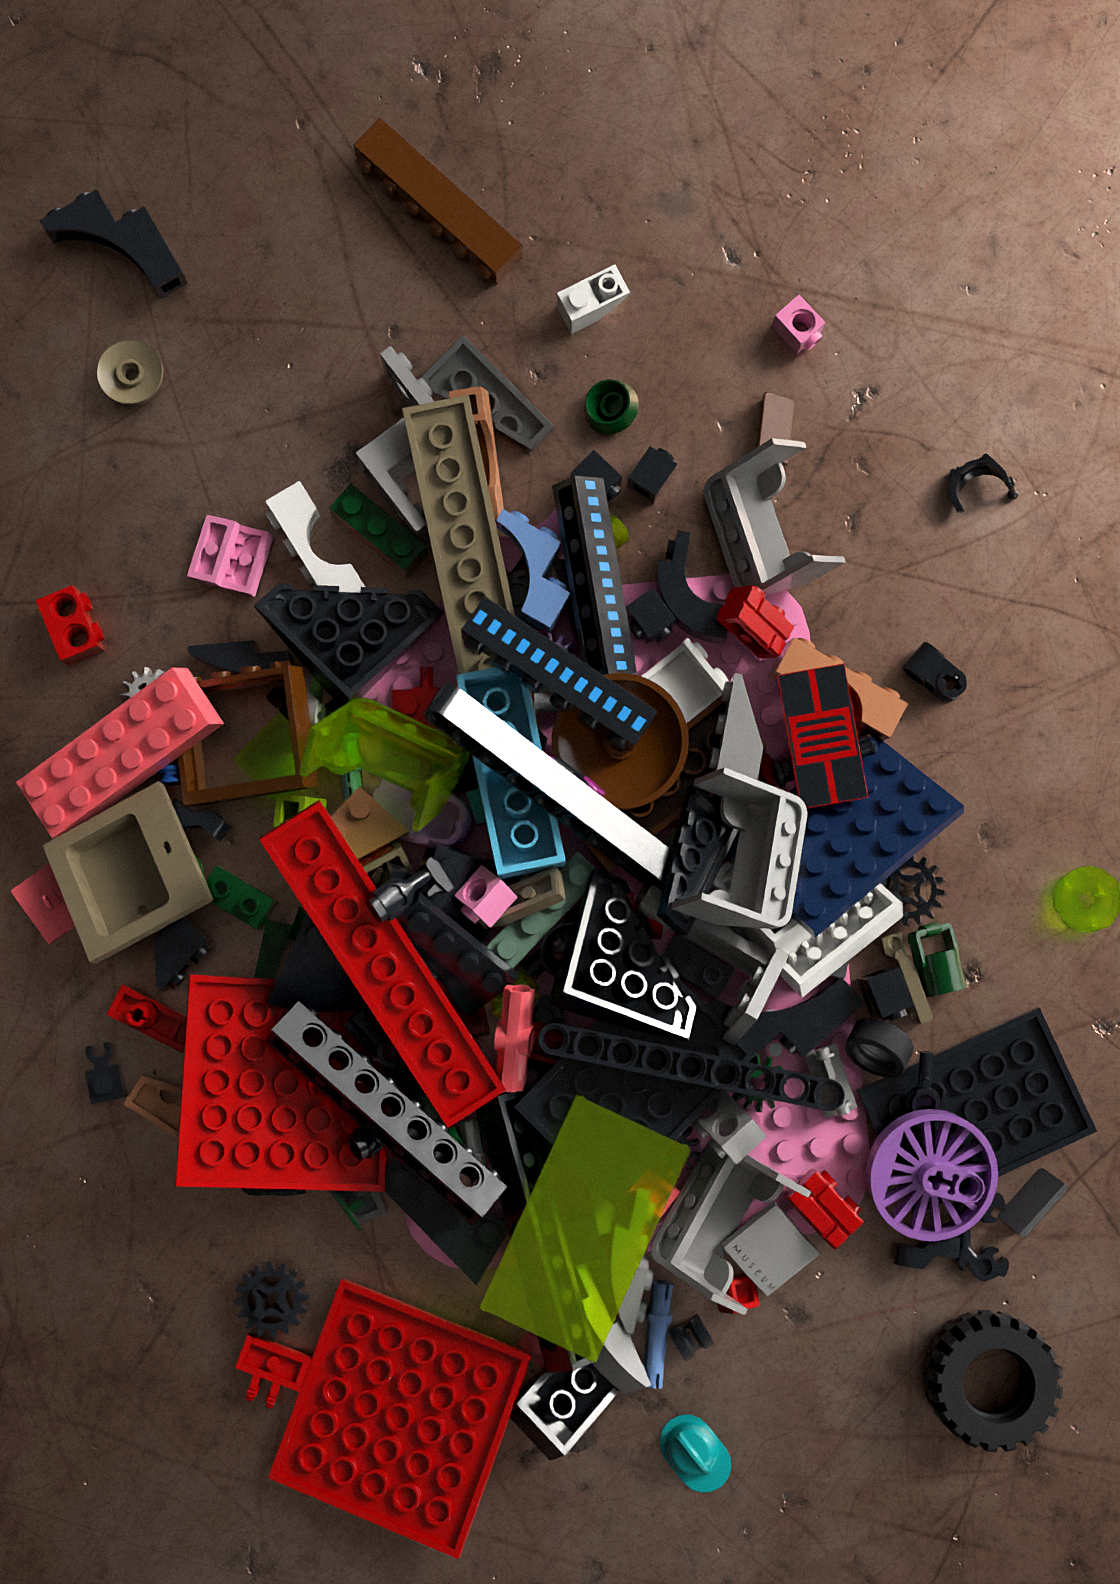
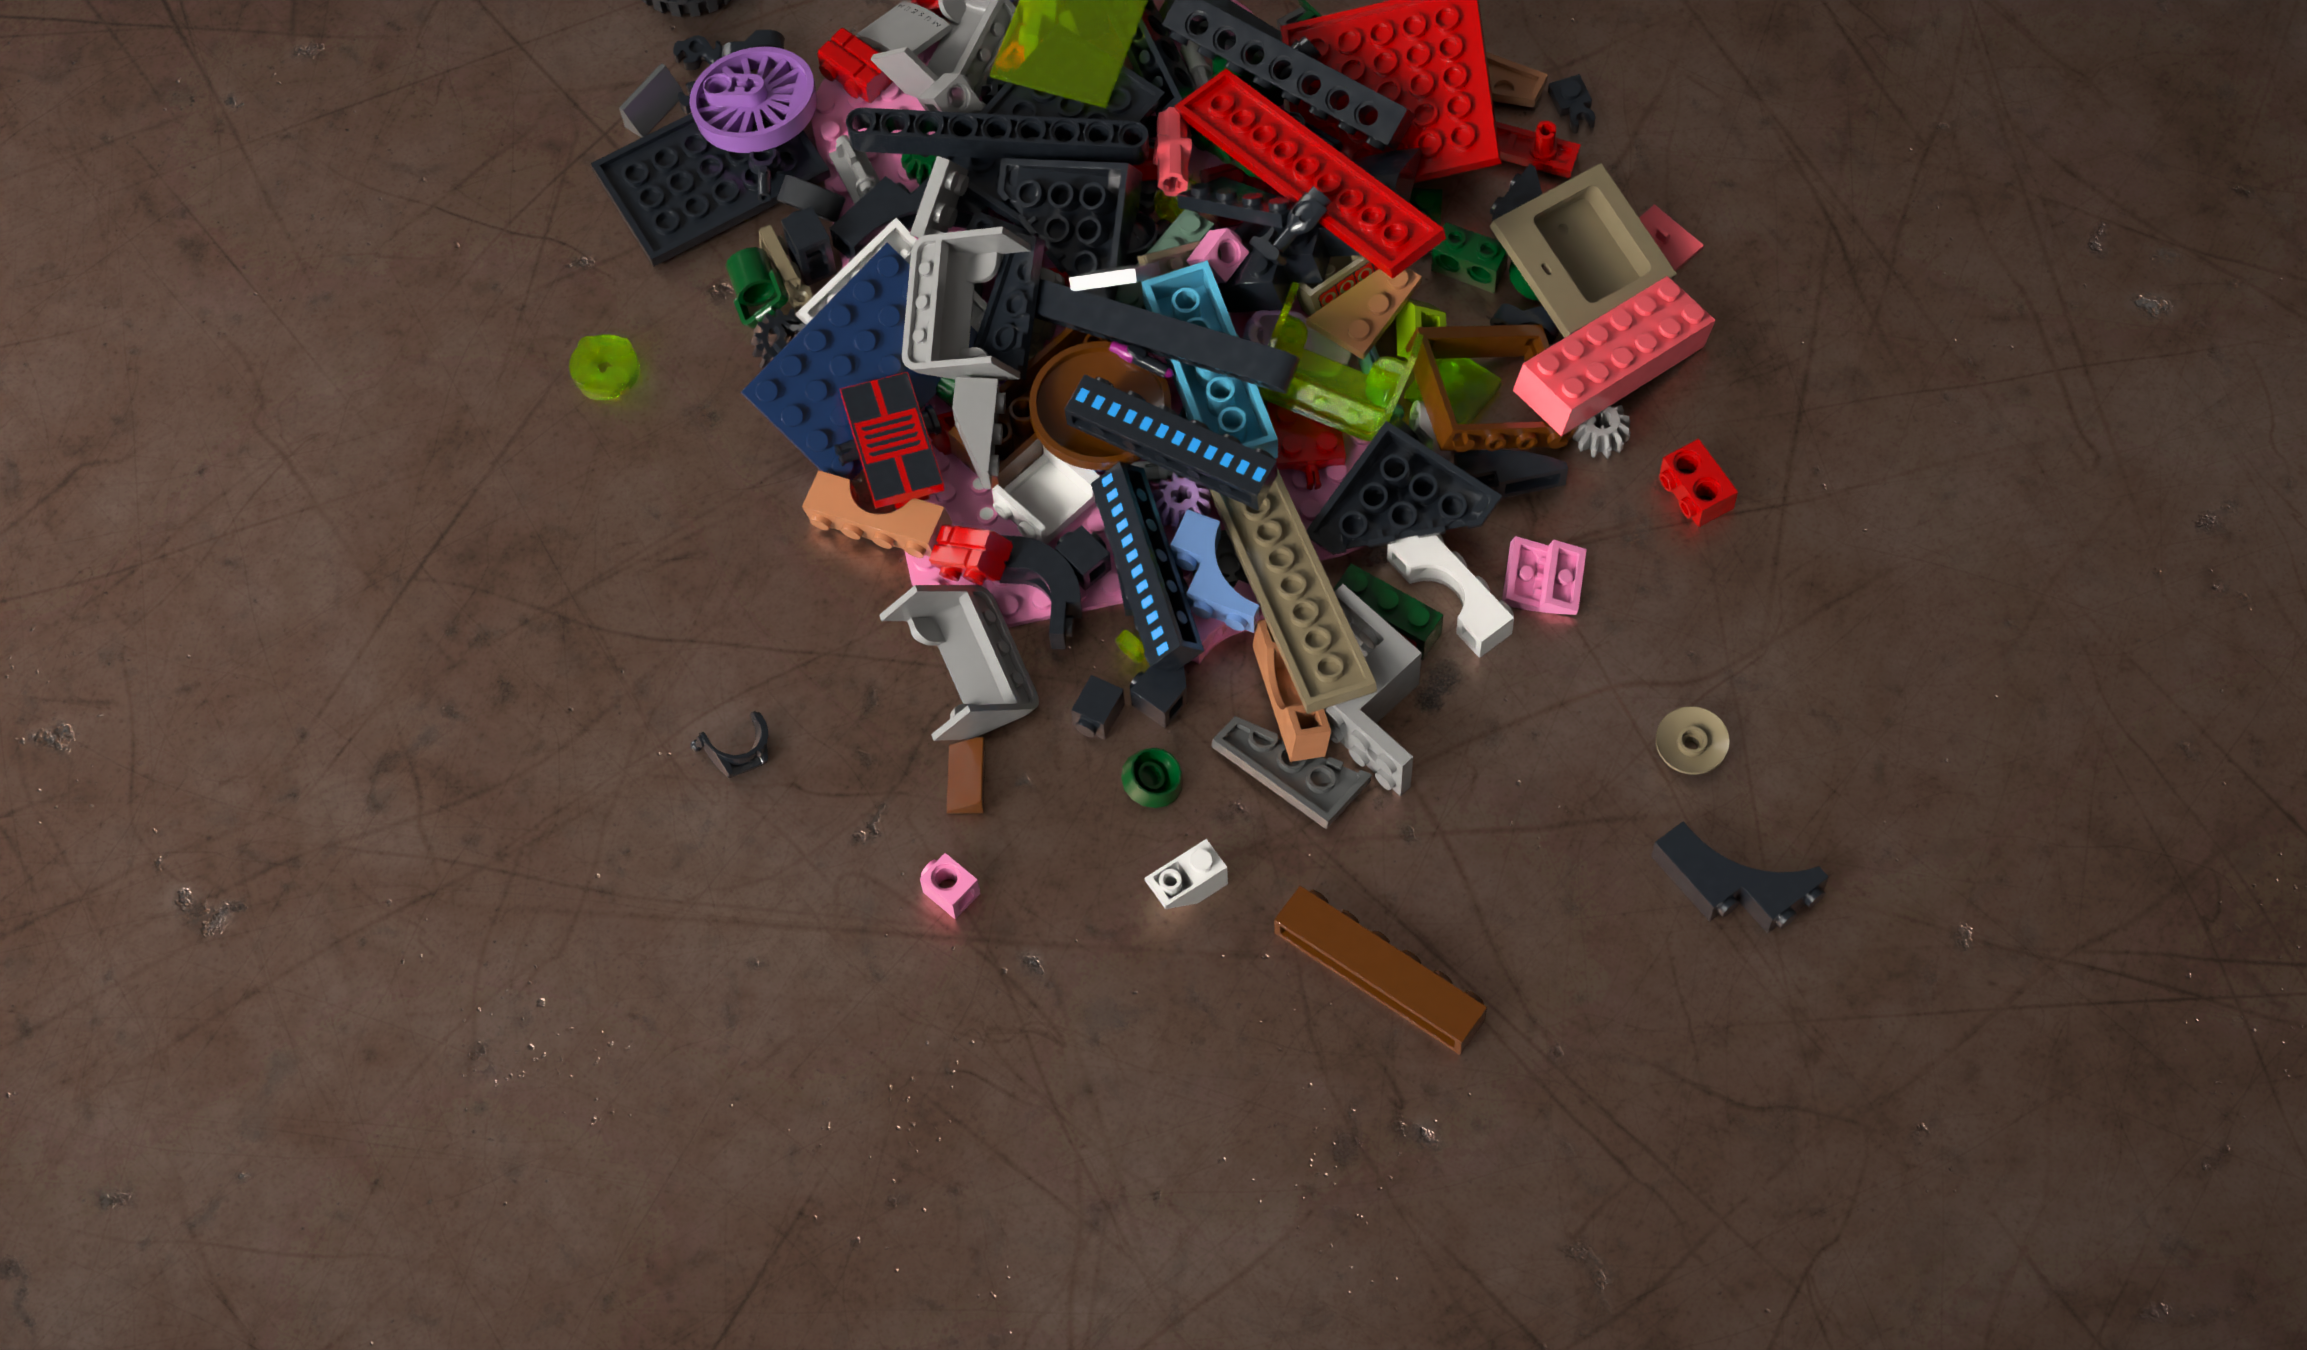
camera: 175 degrees left, 20 degrees down
(591, 866) = (1114, 276): none -> tile
(933, 670) = (772, 548): black piece -> none

